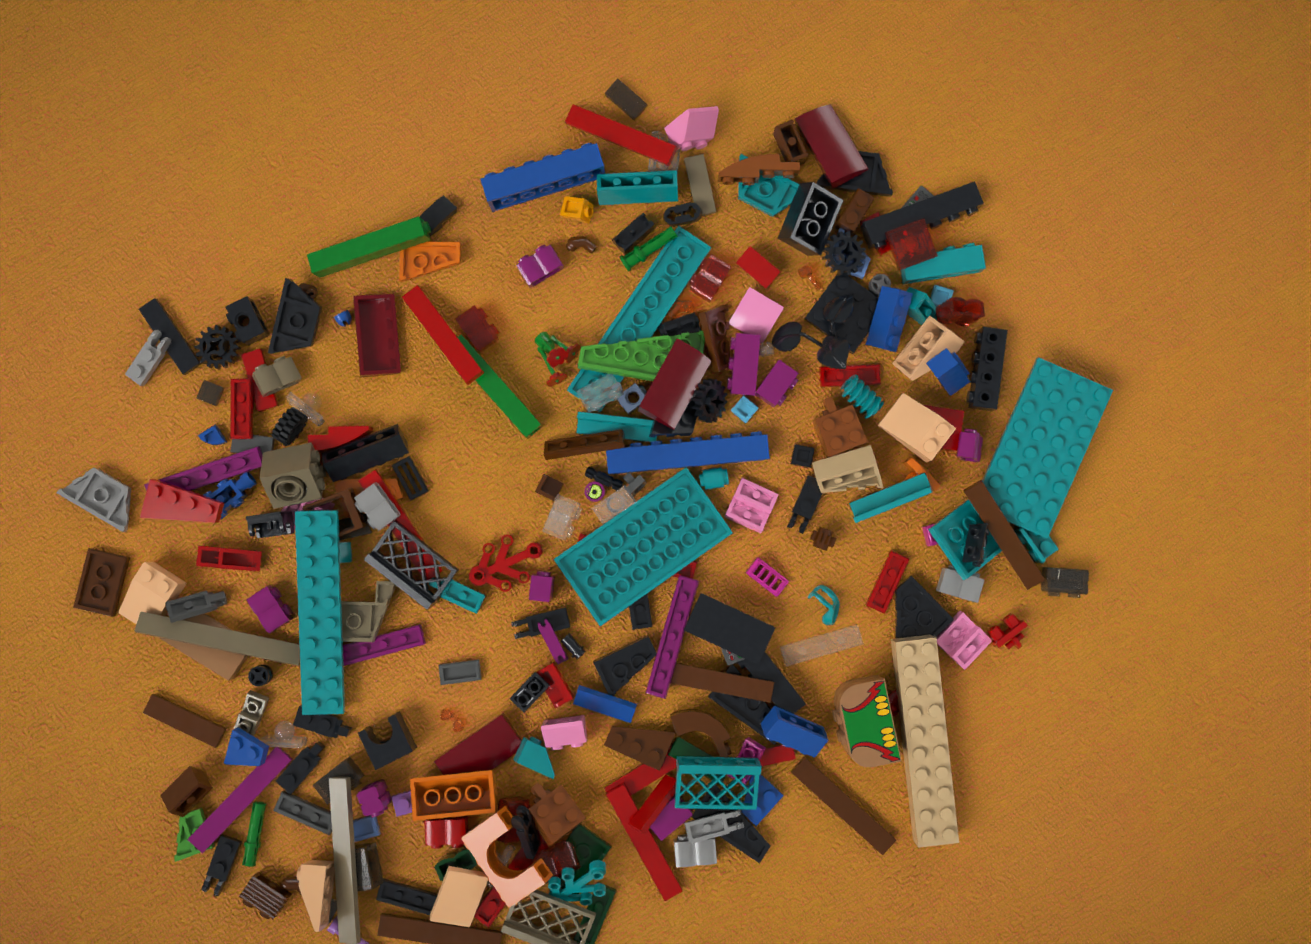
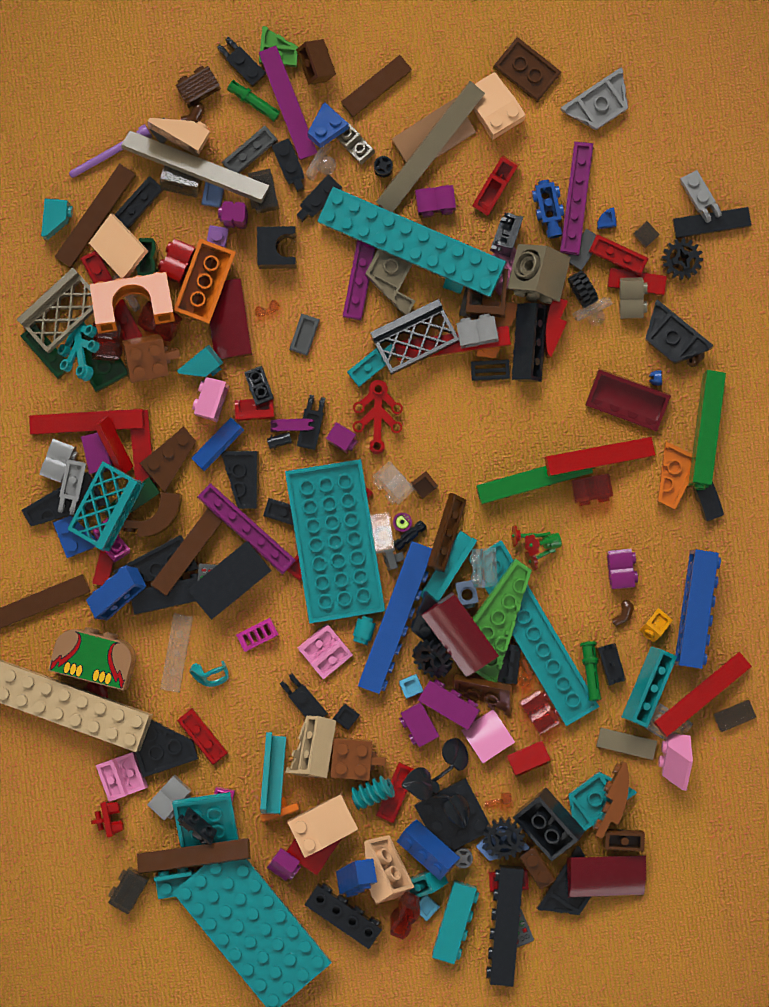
camera: 125 degrees right, 0 degrees up
(176, 503) = (564, 161): red wing -> none
(194, 605) = (469, 139): dark grey hinge -> none
(255, 329) = (704, 290): black brick -> none
(526, 831) = (144, 328): black hinge -> none
(682, 209) = (611, 717): black beam -> none
(767, 350) = (453, 728): clear hinge -> none
(823, 538) = (266, 698): reddish brown gear -> none
(911, 244) = (483, 901): clear red tile -> none

